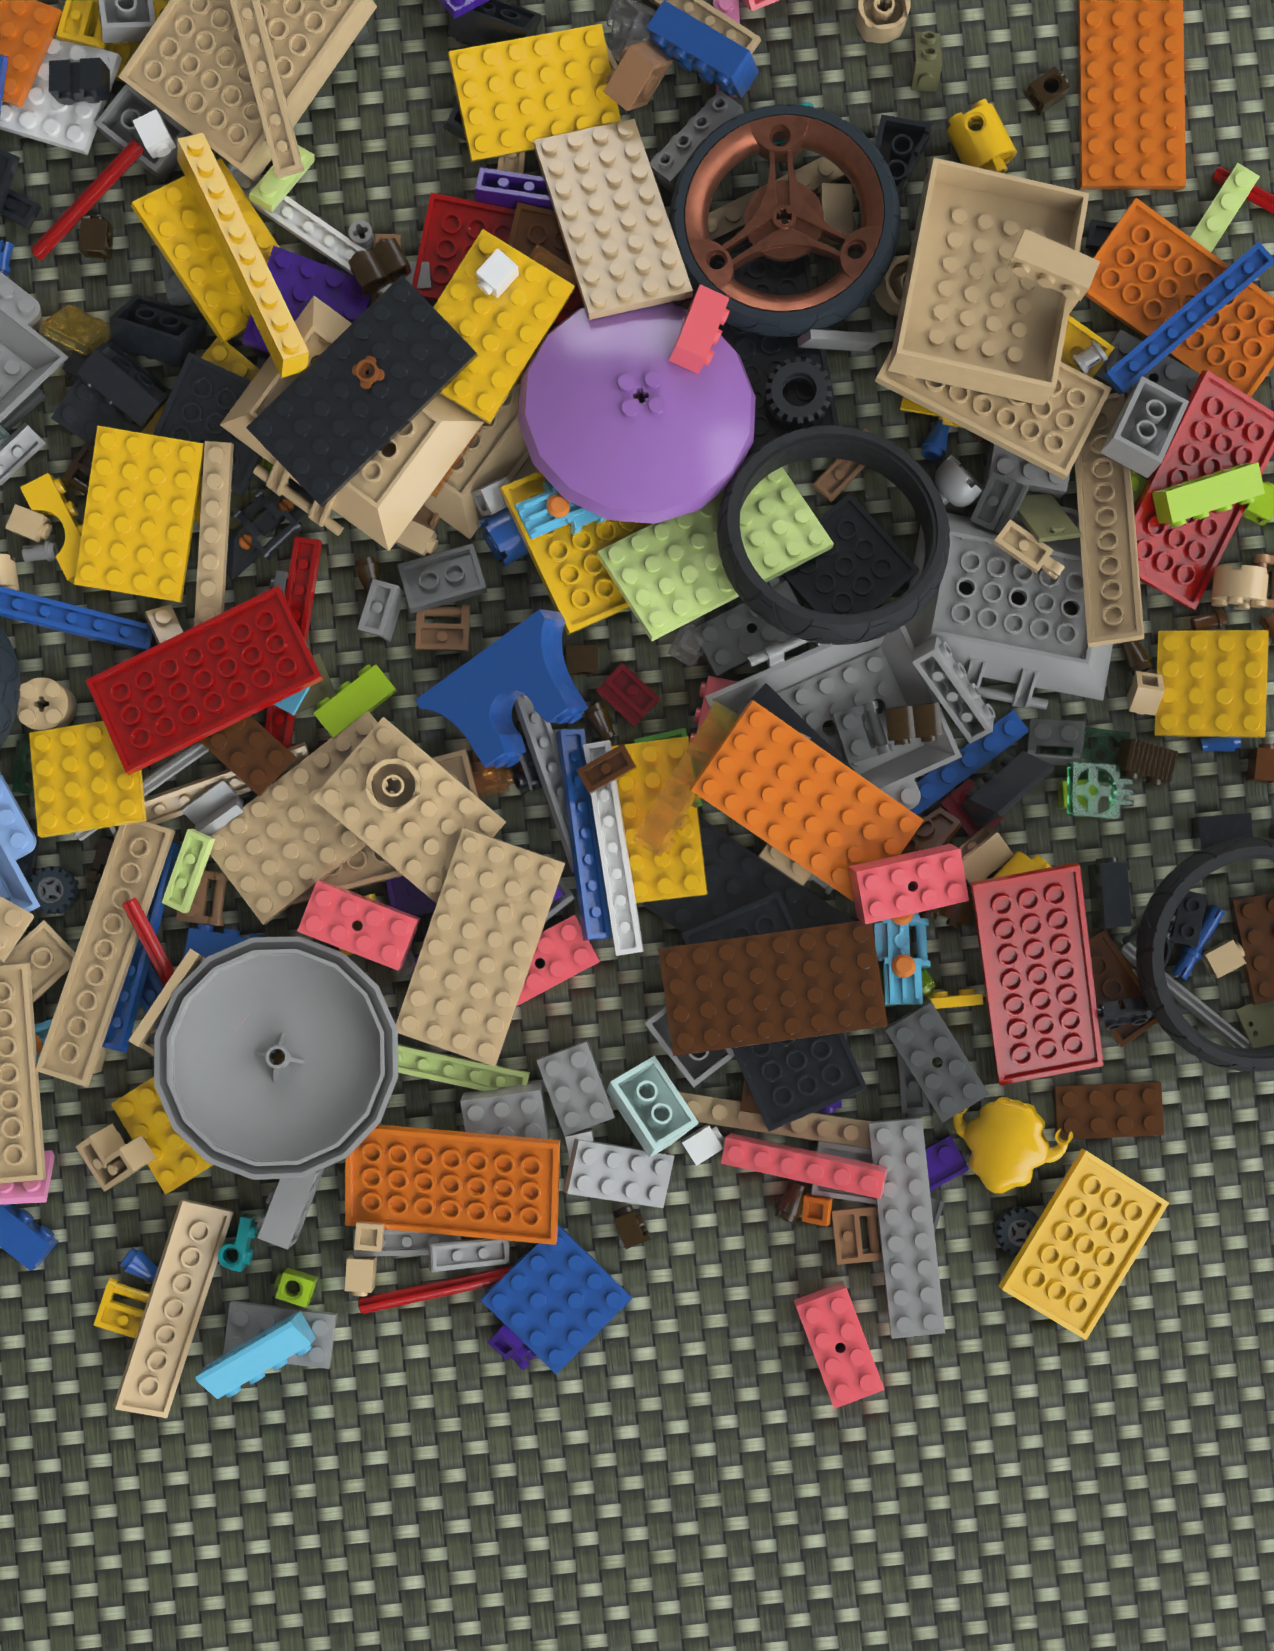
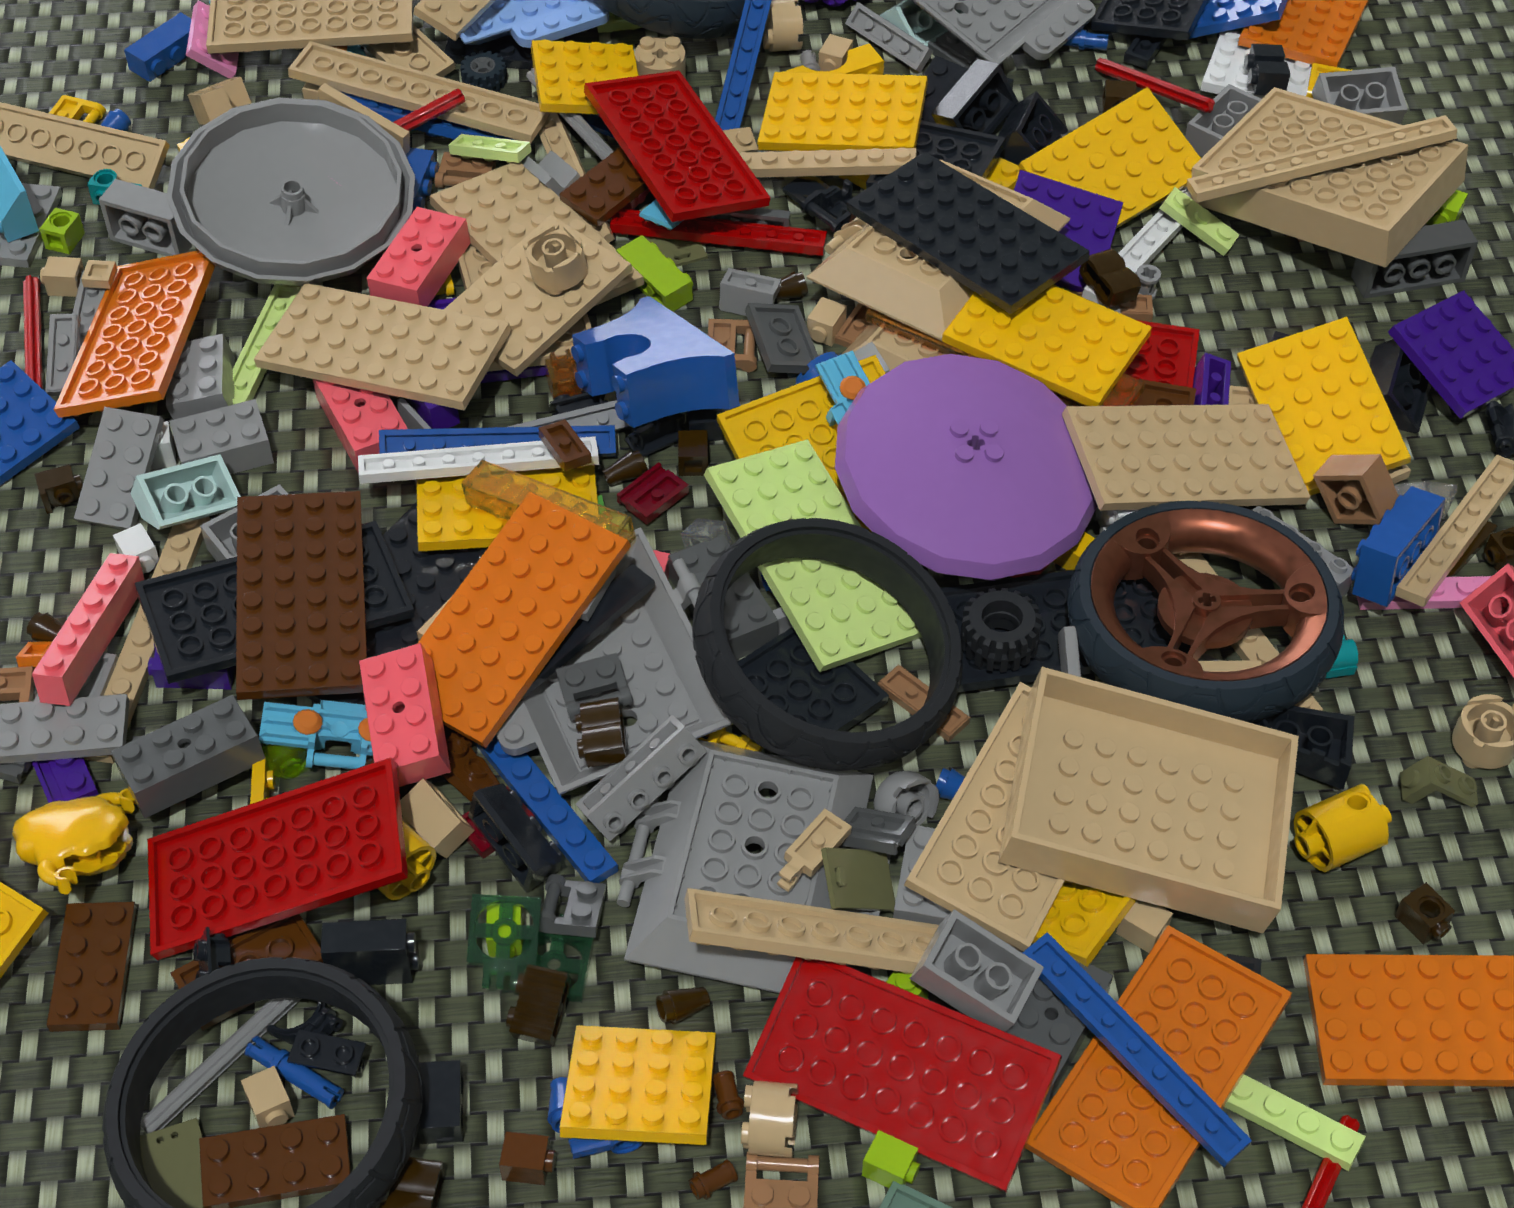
camera: 90 degrees right, 35 degrees down
(76, 329) = (1026, 74): clear yellow plate -> none
(154, 134) = (1221, 113): white brick -> none
(242, 255) = (1098, 151): yellow brick -> none
(360, 371) = (982, 220): dark orange plate -> none
(496, 274) = (1100, 325): white brick -> none
(700, 330) = (1059, 504): coral brick -> none
(1053, 265) = (1170, 839): tan brick -> none
(1089, 357) = (1068, 924): light grey bush -> none
(1145, 693) = (630, 1004): tan brick -> none
(1208, 493) = (894, 1063): lime brick -> none

